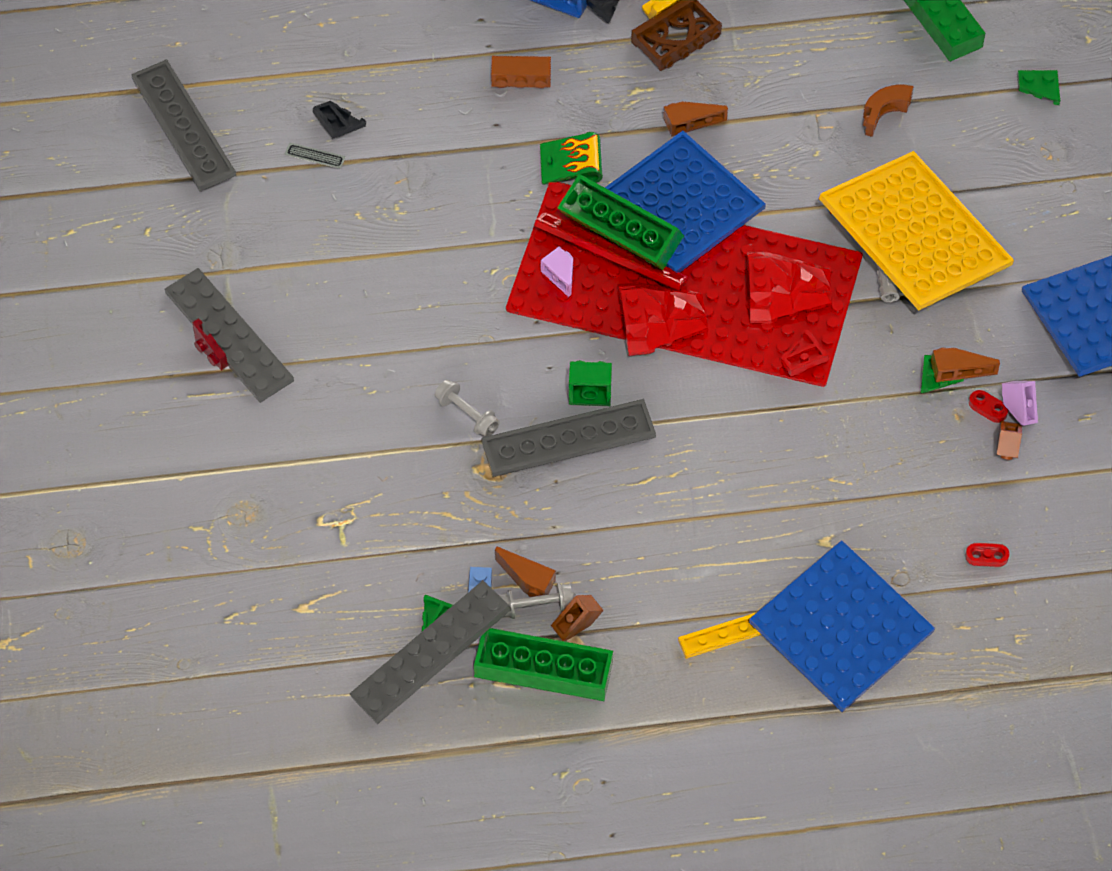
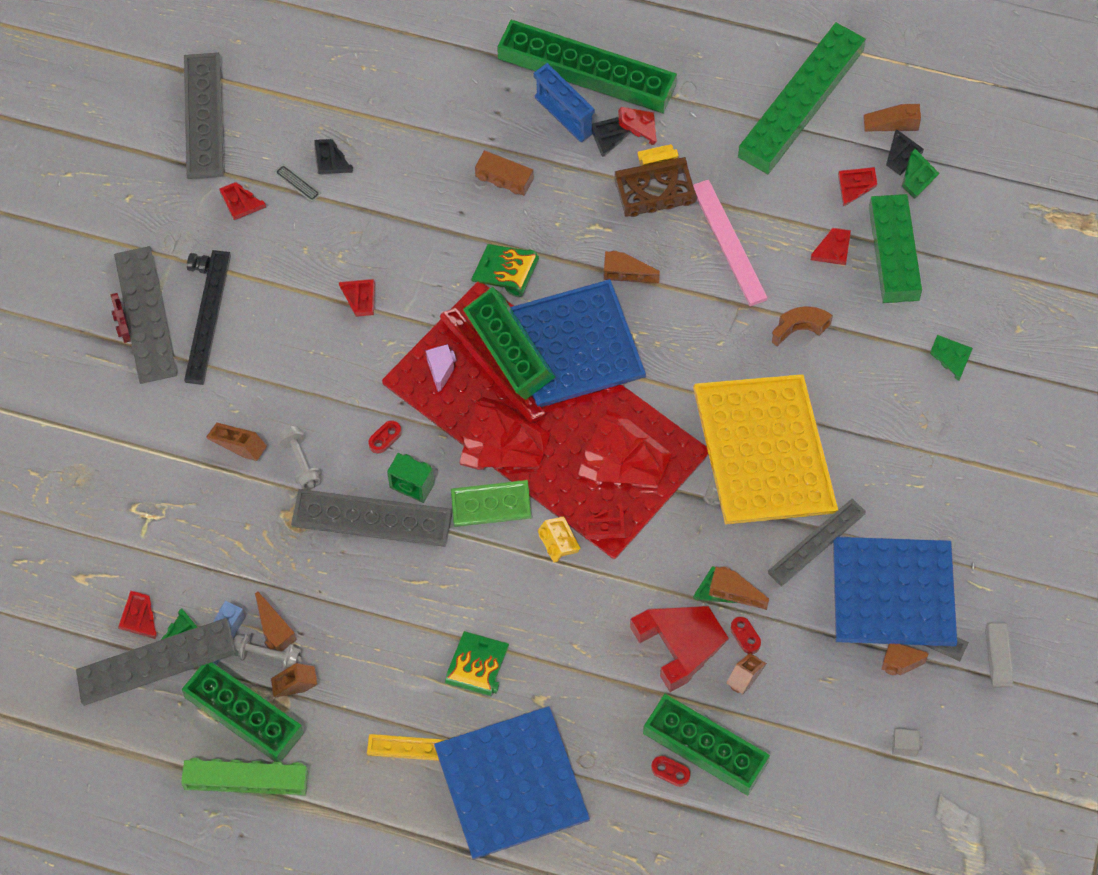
camera: 25 degrees right, 5 degrees up
(262, 264) = (198, 263): none -> black wheel
(267, 192) = (240, 201): none -> red wing
(295, 314) = (207, 317): none -> black tile
(384, 618) = (138, 615): none -> red wing
(394, 416) = (238, 440): none -> dark orange slope
(439, 237) = (360, 296): none -> red wing
(539, 360) = (383, 437): none -> red plate
(578, 725) = (244, 777): none -> bright green brick
(679, 380) = (491, 503): none -> bright green tile
(748, 532) = (477, 664): none -> green door
(761, 387) = (558, 538): none -> yellow bracket
(777, 59) = (729, 243): none -> bright pink tile
(877, 27) = (833, 247): none -> red wing
(933, 424) = (688, 633): none -> red wedge
(1009, 297) = (816, 542): none -> dark grey plate
(1009, 515) = (706, 744): none -> green brick
(1021, 401) = (773, 643): lavender slope -> none

